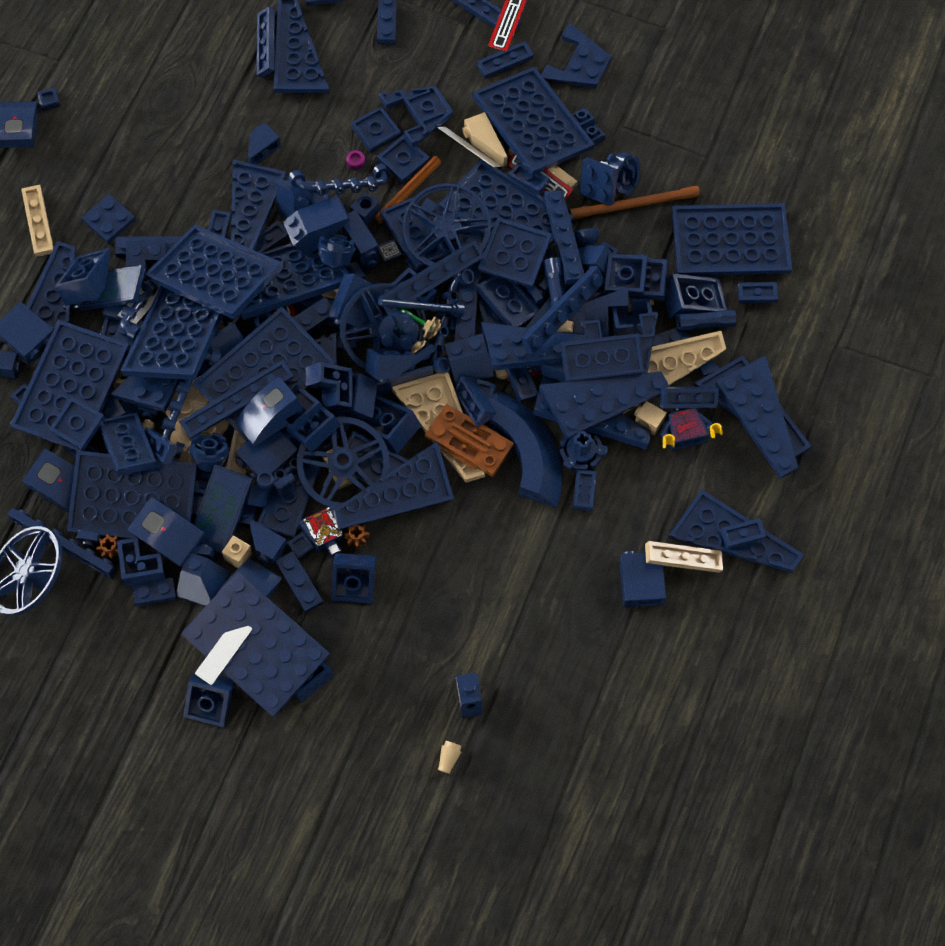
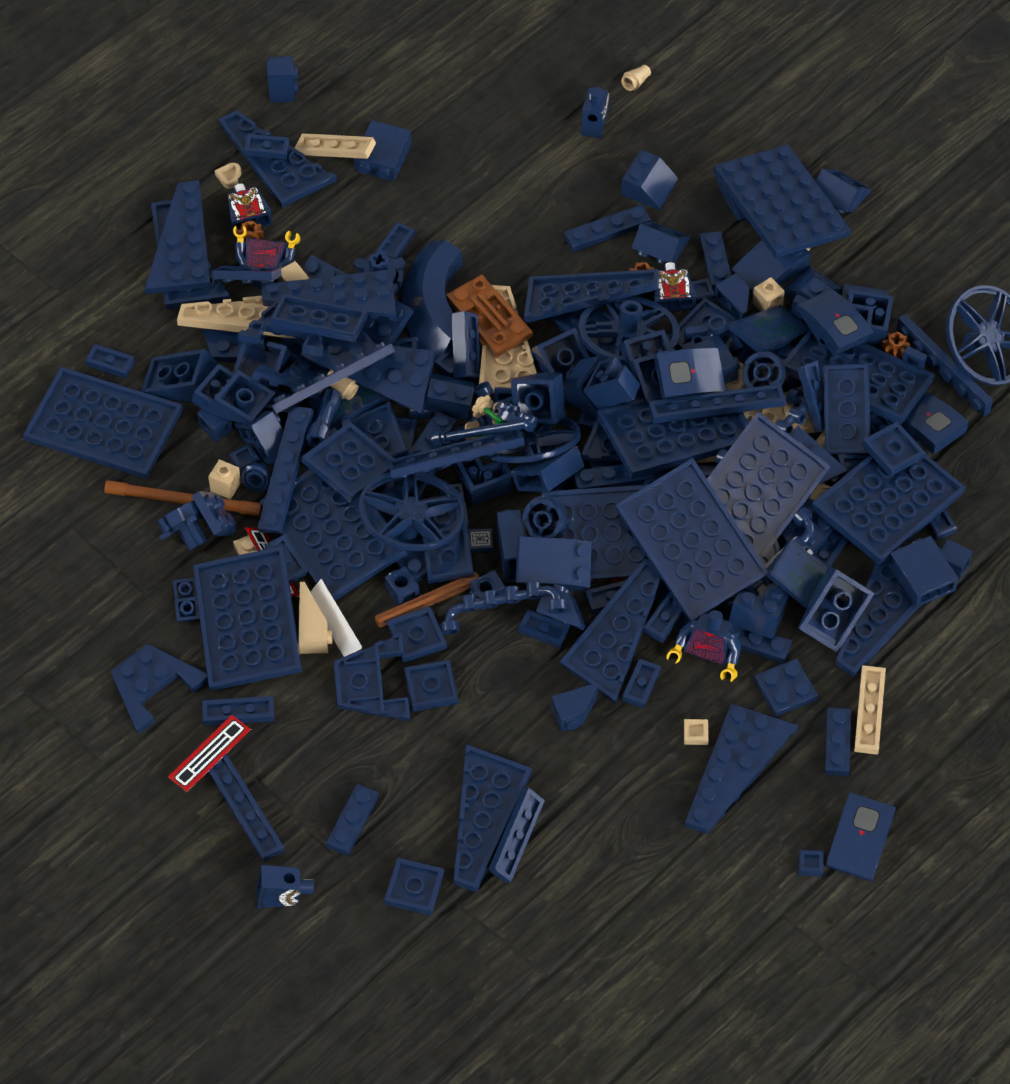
camera: 155 degrees left, 10 degrees down
(56, 191) = (837, 741): none -> dark blue plate
(126, 157) = (739, 756): none -> dark blue wing
(164, 158) = (695, 732): none -> tan plate
(176, 222) = (711, 640): none -> dark blue torso
(218, 180) = (641, 683): none -> dark blue plate
(221, 654) = (817, 197): white sticker -> none
(355, 160) = (471, 657): magenta tile -> none
(389, 638) = (648, 180): none -> dark blue slope
(408, 579) = (606, 228): none -> dark blue plate
(427, 181) = (401, 594): none -> dark blue brick
(609, 223) = (224, 479): none -> tan brick
(693, 321) = (165, 345): dark blue axle -> none
(711, 455) = (253, 230): none -> dark orange gear
(727, 473) = (248, 206): none -> torso
(764, 507) = (229, 175): none -> tan tile
(771, 618) = (281, 78): none -> dark blue brick

